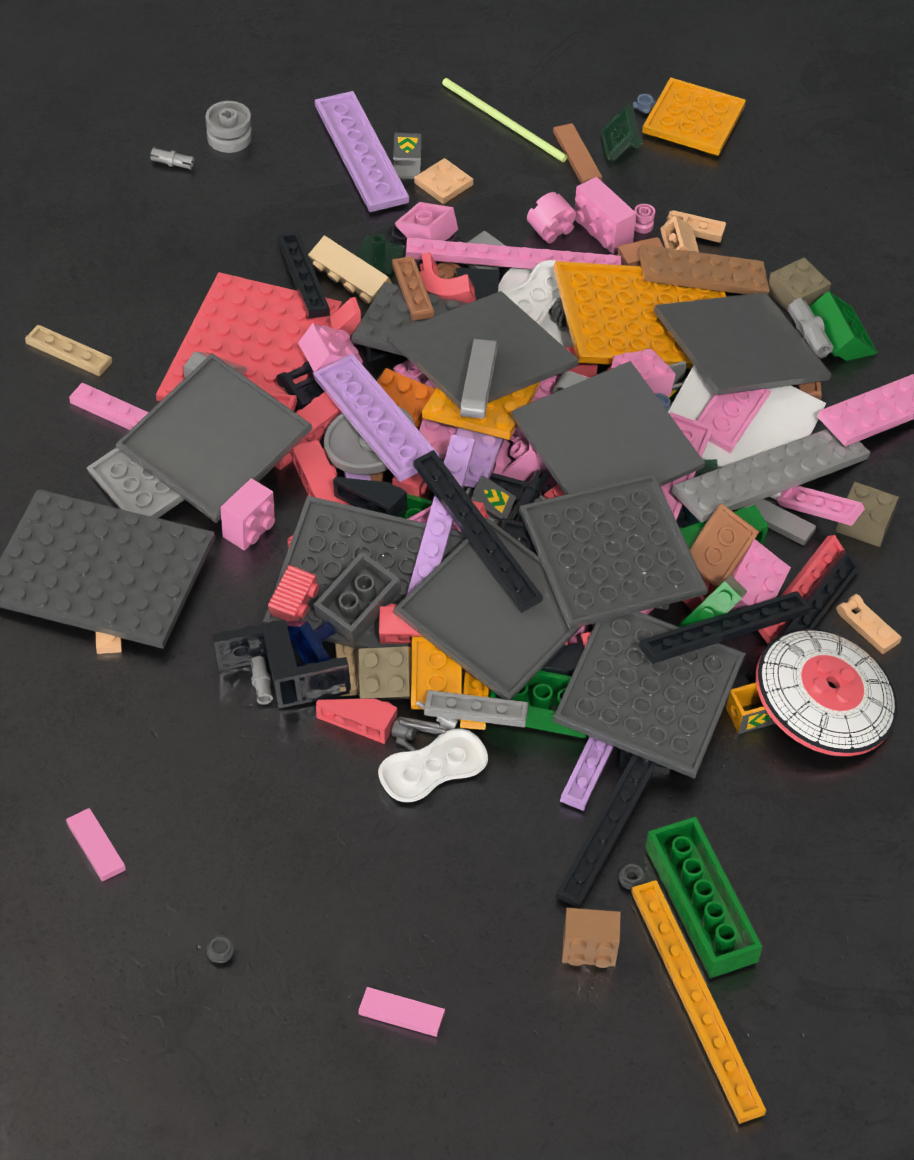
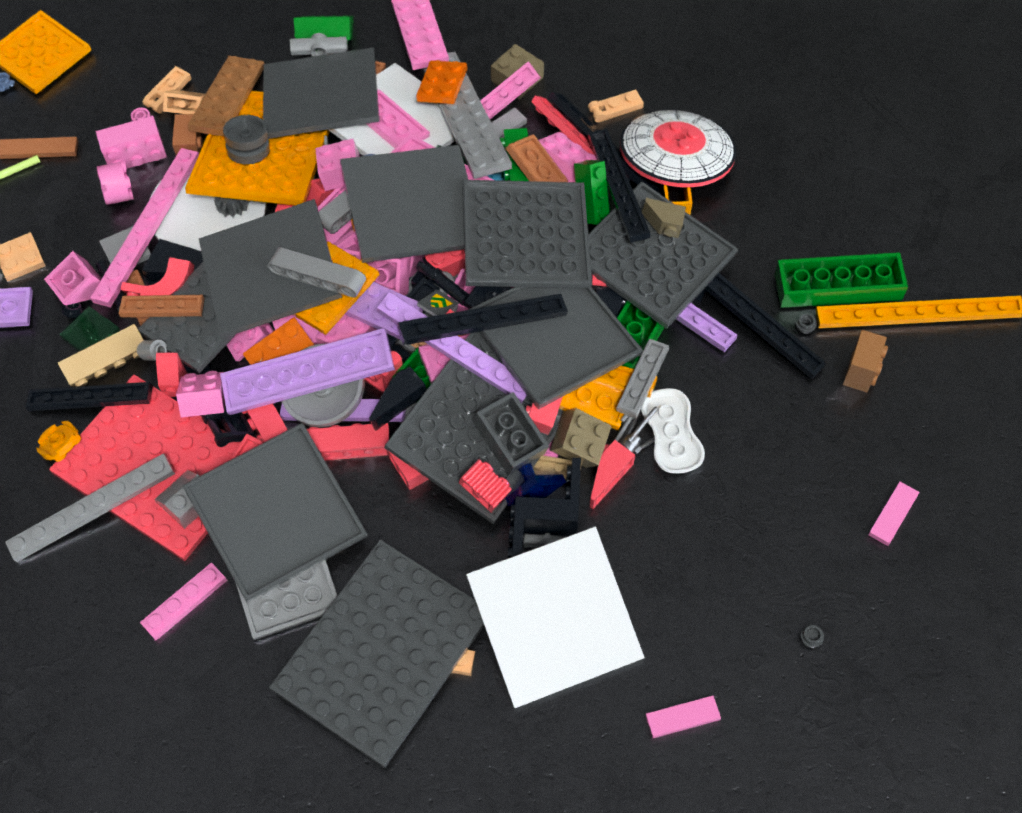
camera: 70 degrees left, 10 degrees up
(68, 350) = (88, 628): tan tile -> none
(169, 696) = (554, 617): none -> white tile
(186, 311) = (89, 507): none -> light grey plate
(247, 514) = (369, 506): bright pink brick -> none
(248, 267) = (58, 441): none -> light orange plate
(368, 294) = (148, 348): none -> light grey brick
(537, 292) = (197, 213): white plate -> none
(621, 133) = (37, 105): clear green tile -> none
(635, 290) = (246, 139): none -> dark grey wheel
(695, 681) = (664, 216): none -> dark tan slope
(797, 281) = (269, 40): dark tan brick -> none
(805, 440) = (442, 82): none -> orange plate

